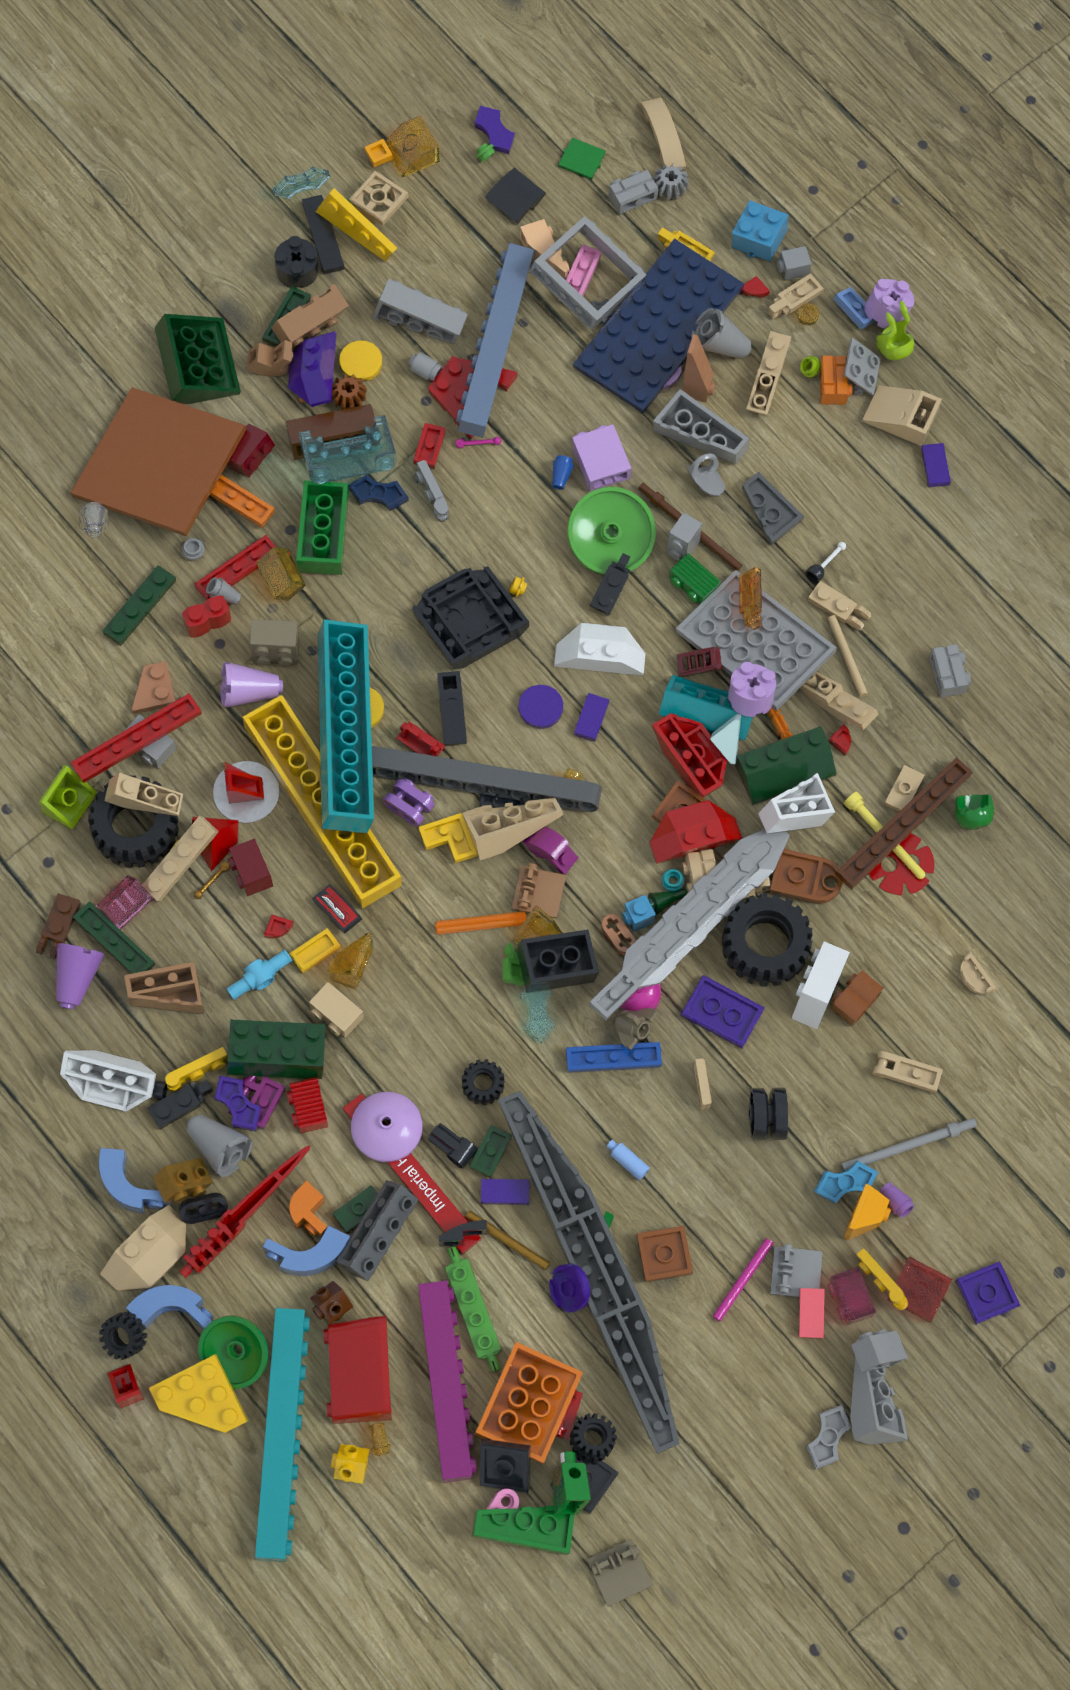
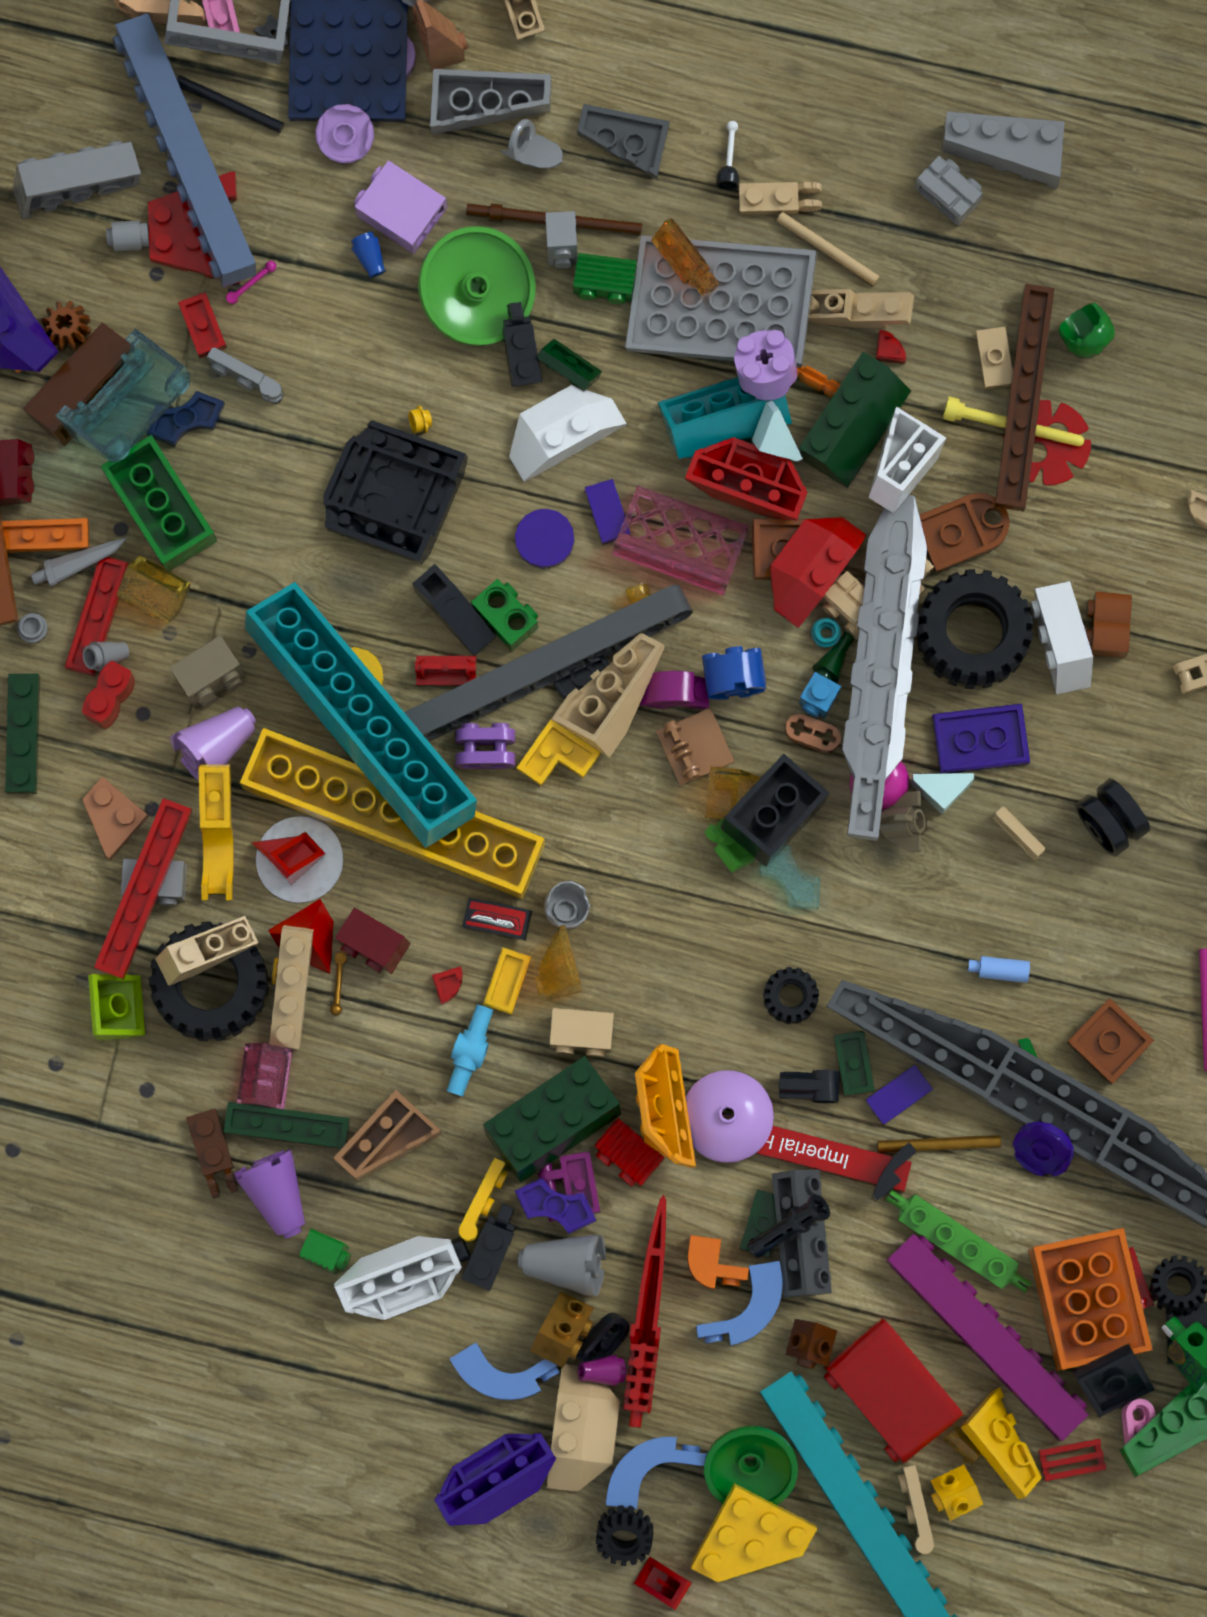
camera: 30 degrees left, 10 degrees up
(70, 1243) = (495, 1479): none -> dark purple wedge
(75, 1029) = (325, 1252): none -> green brick
(189, 1225) = (605, 1370): none -> magenta cone
(208, 736) = (216, 830): none -> yellow piece
(241, 527) = (67, 565): none -> light grey bar
(317, 1457) = (916, 1511): none -> tan plate
(347, 1218) = (798, 1220): none -> black pin
(350, 1088) = (664, 1106): none -> light orange wedge
(361, 359) = (50, 278): yellow tile -> none
(386, 929) = (566, 905): none -> light grey hair
(403, 1451) = (995, 1437): none -> yellow wing
(427, 1482) = (1098, 1454): none -> red tile
(478, 733) = (499, 618): none -> green brick
(480, 922) = (659, 824): orange axle -> none
(544, 334) = (230, 104): none -> black bar
(595, 862) = (734, 673): none -> blue brick
(600, 394) = (345, 133): none -> lavender tile
(606, 769) = (666, 559): none -> clear pink fence
(613, 1057) = (905, 871): blue plate -> none
(633, 615) = (569, 364): none -> dark green plate
(674, 1023) = (942, 789): none -> light aqua slope
(715, 661) = (694, 353): dark red slope -> none
(1007, 667) = (1008, 144): none -> light grey wedge

